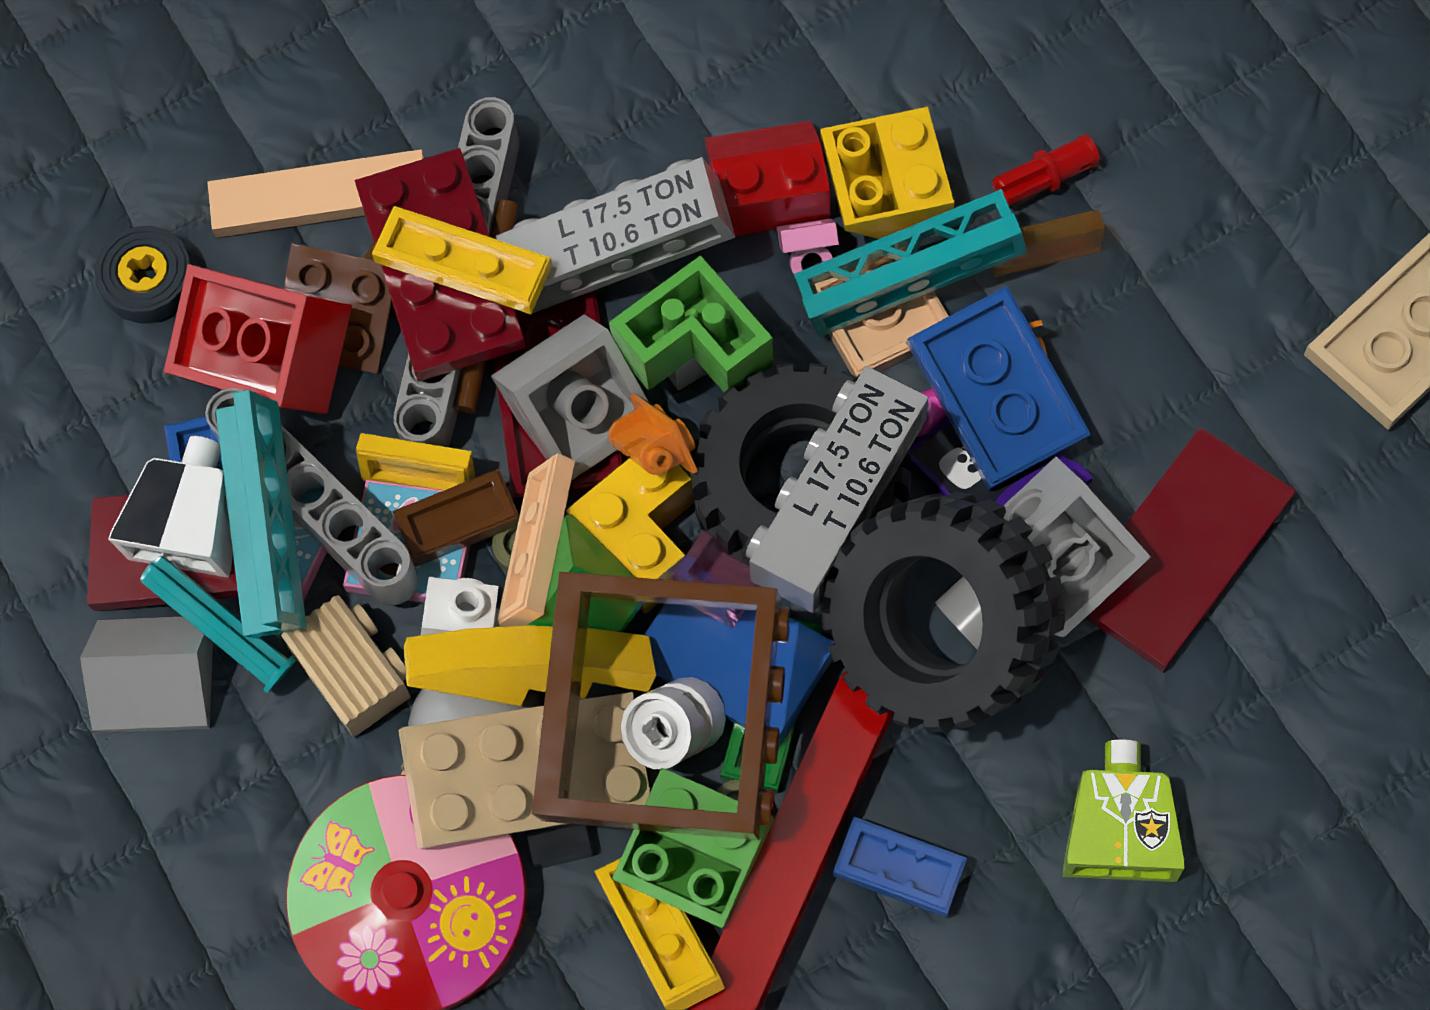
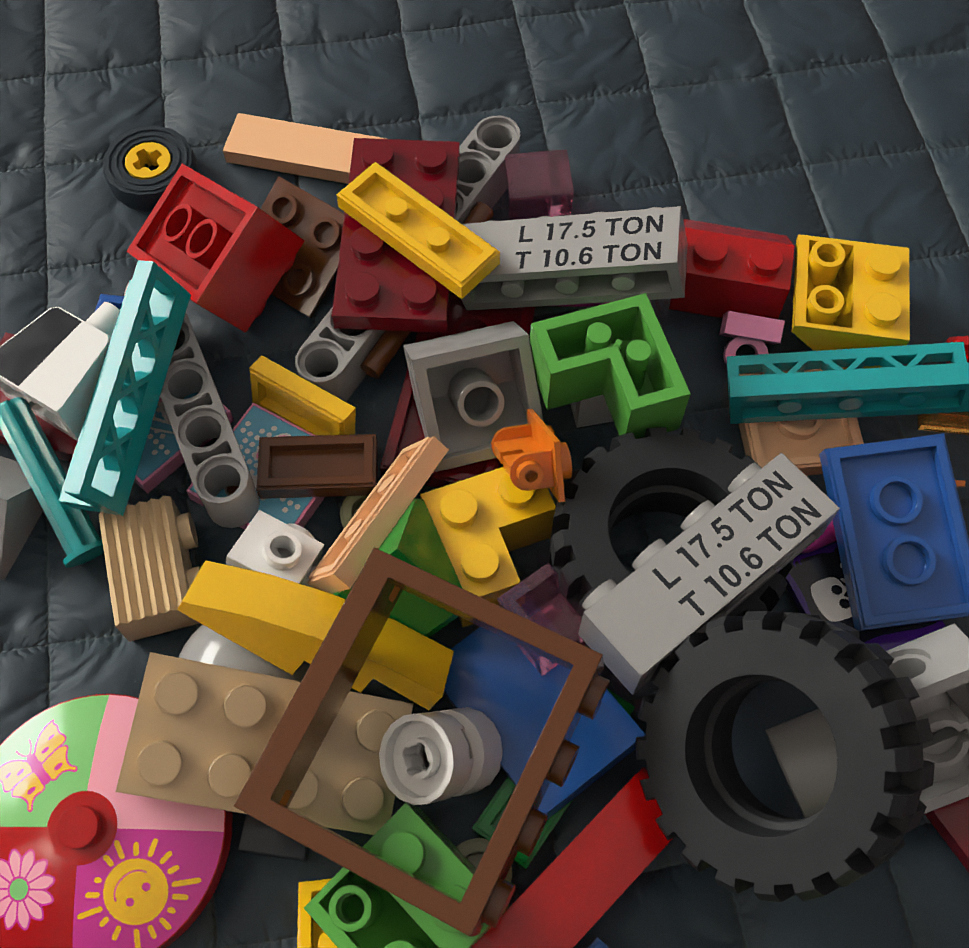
camera: 15 degrees right, 5 degrees down
(552, 160) = (539, 184): none -> clear pink panel

